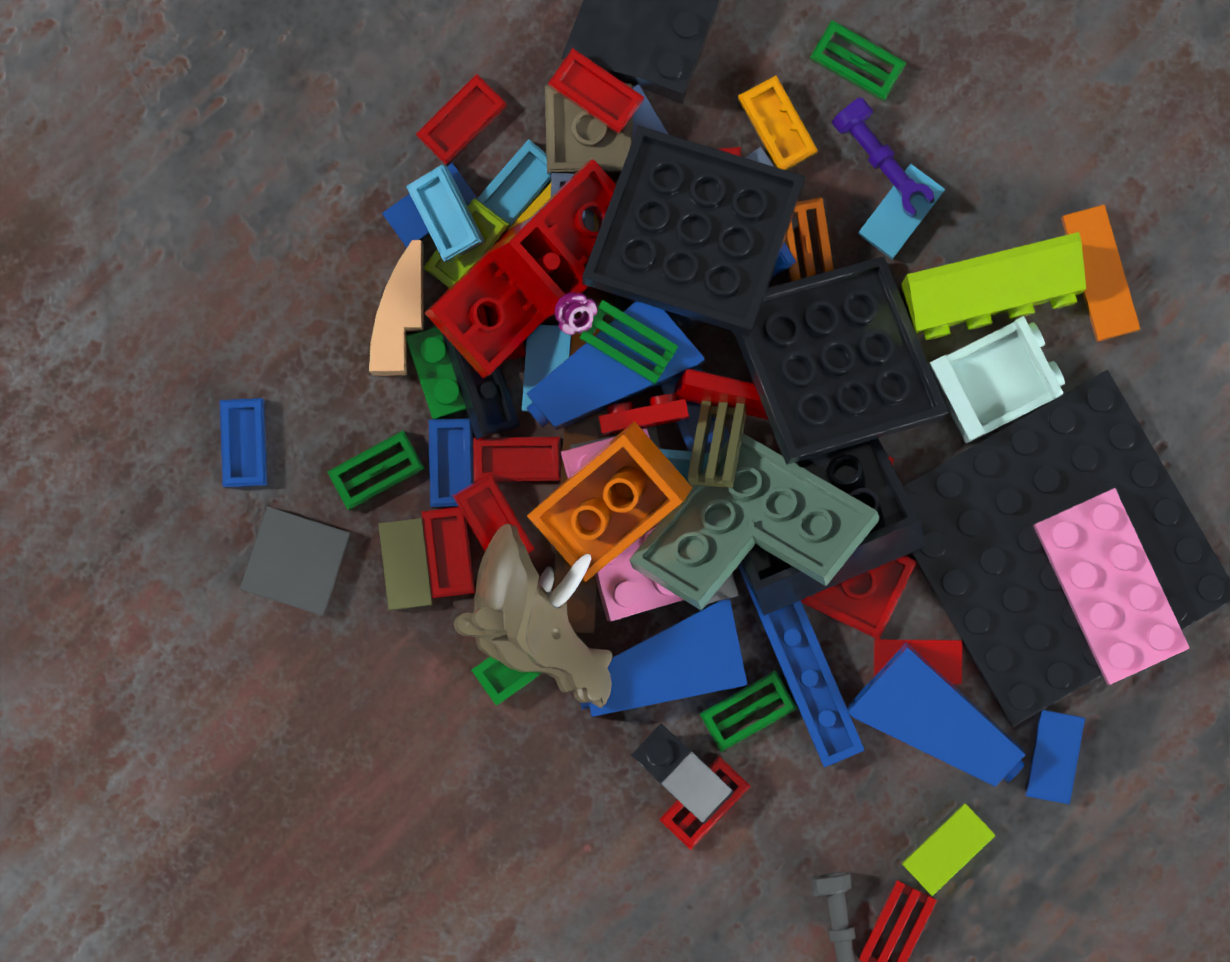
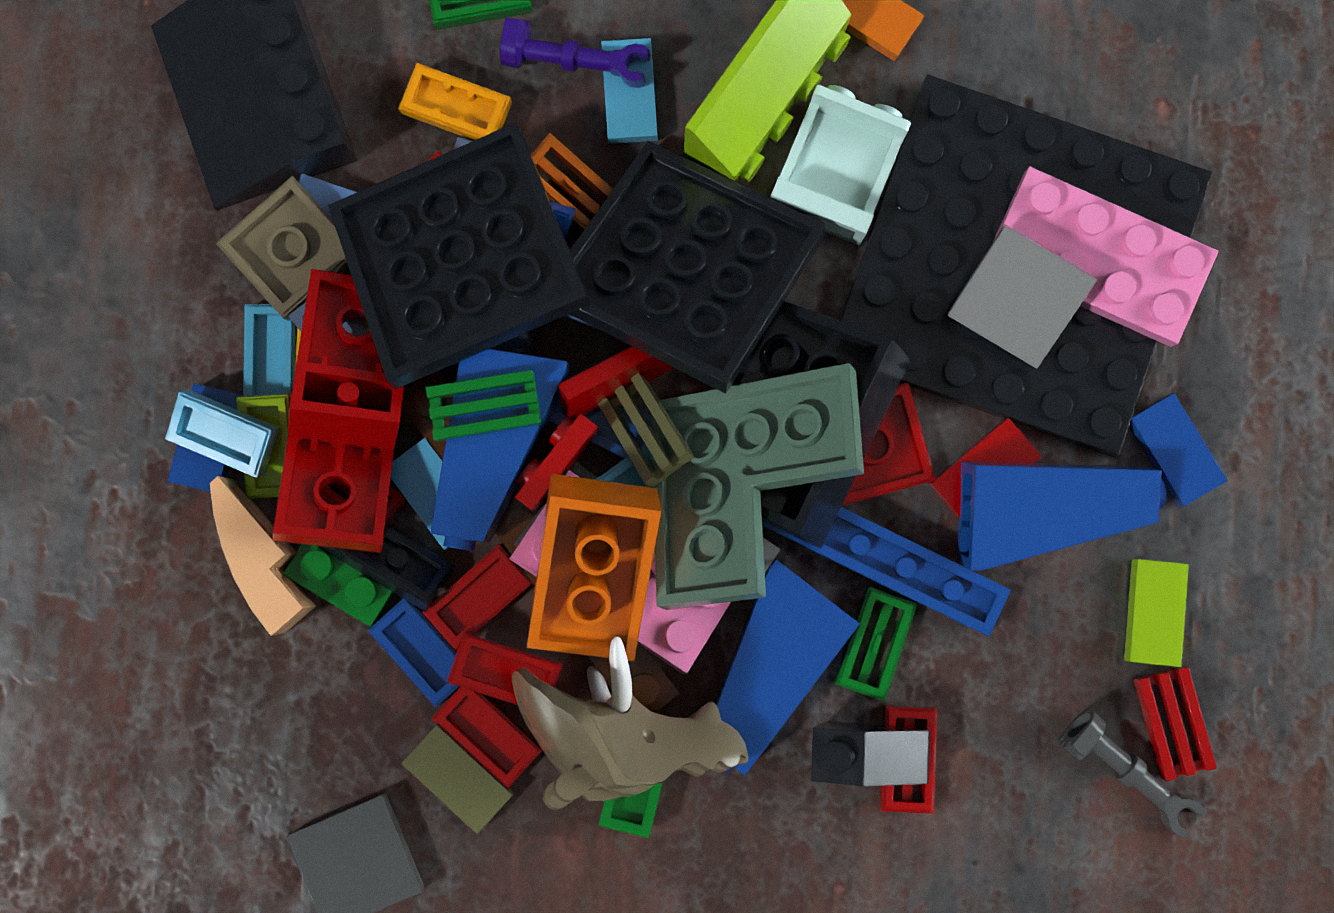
camera: 45 degrees left, 0 degrees up
(243, 443) = (217, 795): blue tile -> none
(407, 453) = (376, 675): green tile -> none
(461, 120) = (171, 338): red tile -> none
(571, 304) = (398, 419): magenta plate -> none
(596, 91) = (264, 208): red tile -> none
(1033, 566) = (1021, 296): none -> light grey tile

